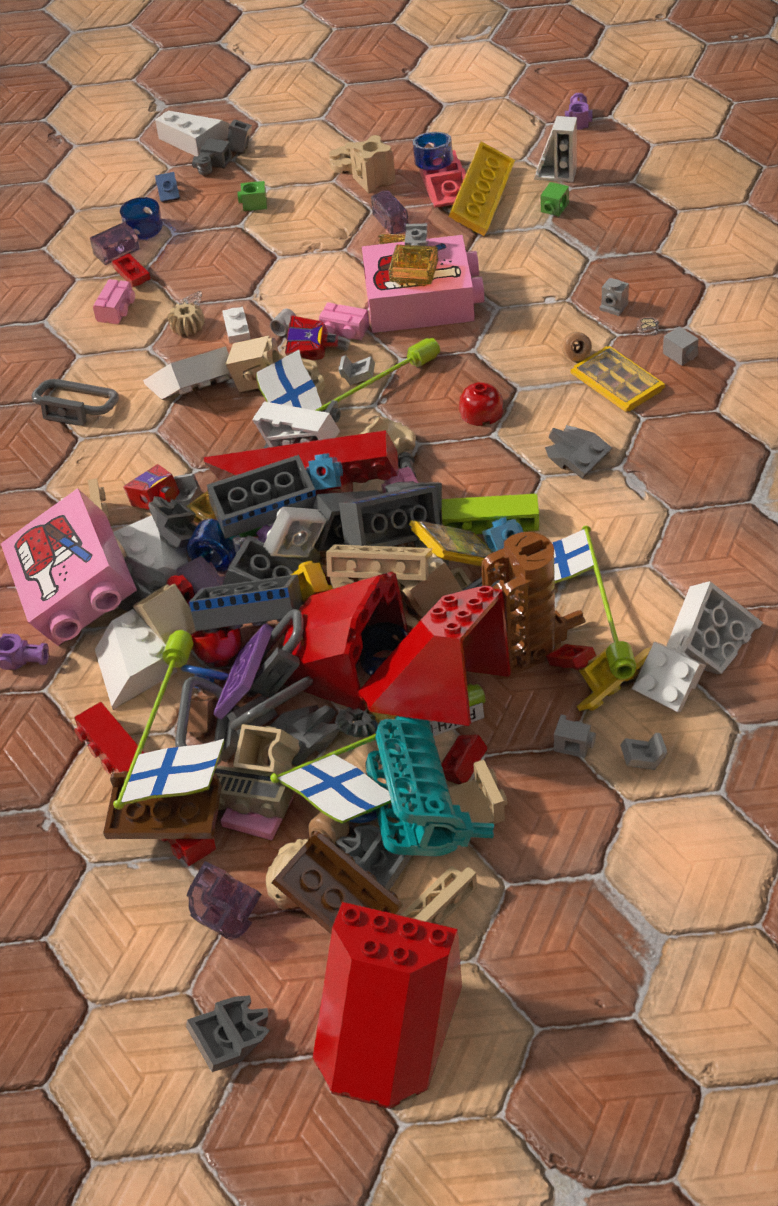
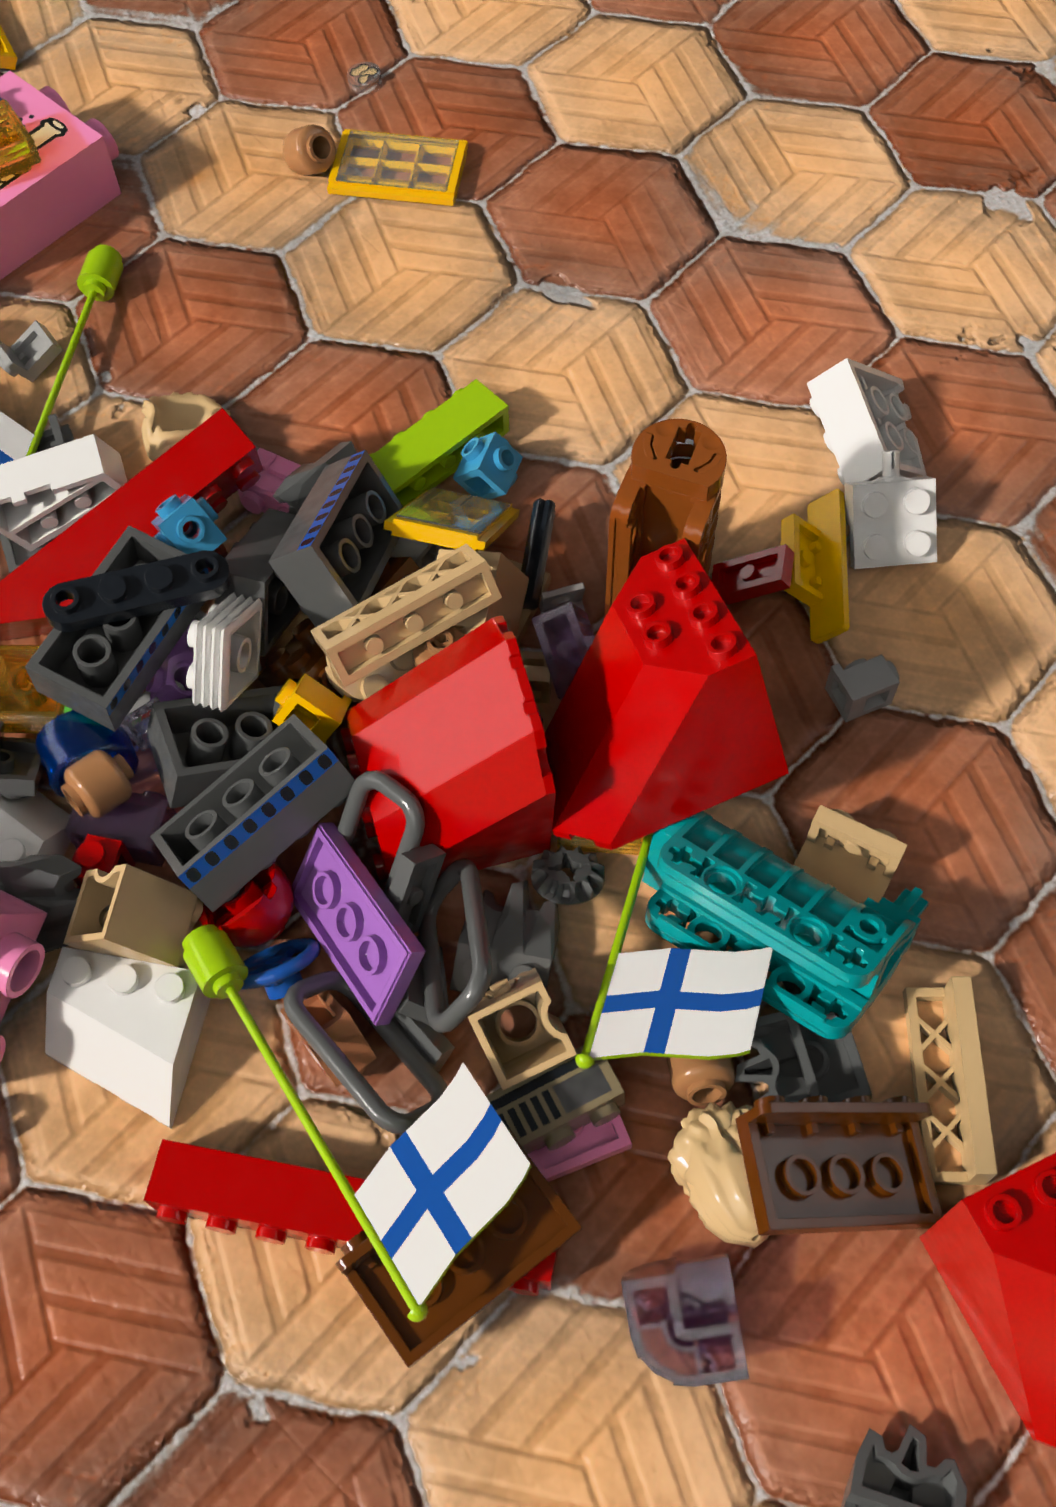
camera: 45 degrees left, 15 degrees up
(201, 555) = (97, 783): none -> medium nougat head
(276, 482) = (136, 591): none -> black plate
(460, 759) = (756, 820): red slope -> none
(481, 404) = (257, 301): red cylinder -> none
(575, 556) = (593, 451): flag -> none
(576, 449) = (449, 290): dark grey plate -> none
(614, 296) = (288, 58): light grey brick -> none
(644, 753) = (967, 641): light grey bracket -> none
(680, 346) = (439, 80): light grey brick -> none

